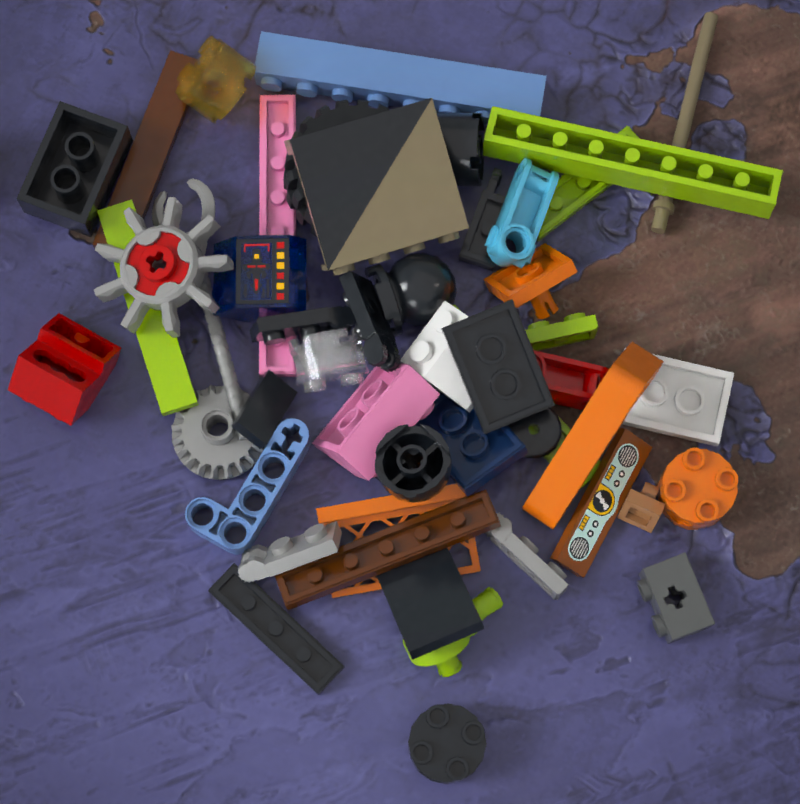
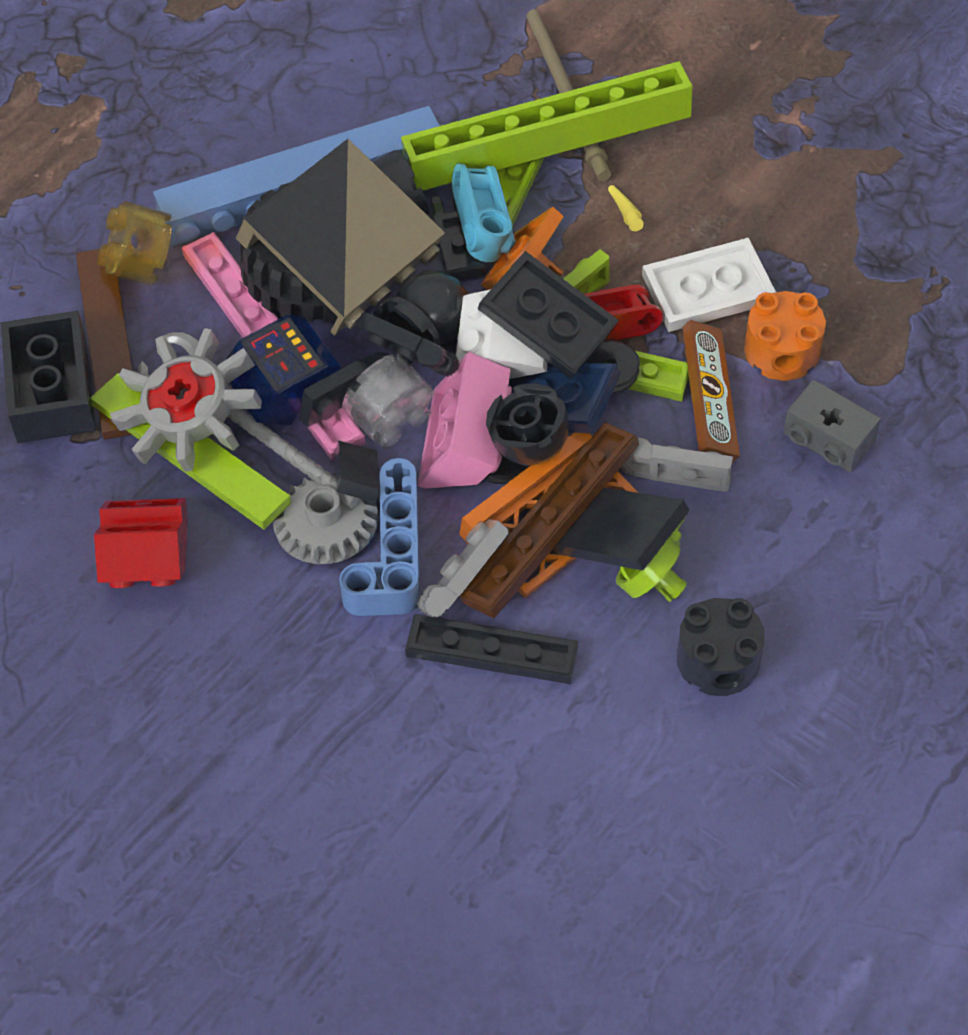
camera: 30 degrees left, 20 degrees down
(592, 434) = (667, 337): orange beam -> none
(642, 508) = (749, 375): medium nougat tile -> none
(656, 278) = (630, 213): none -> light yellow helmet

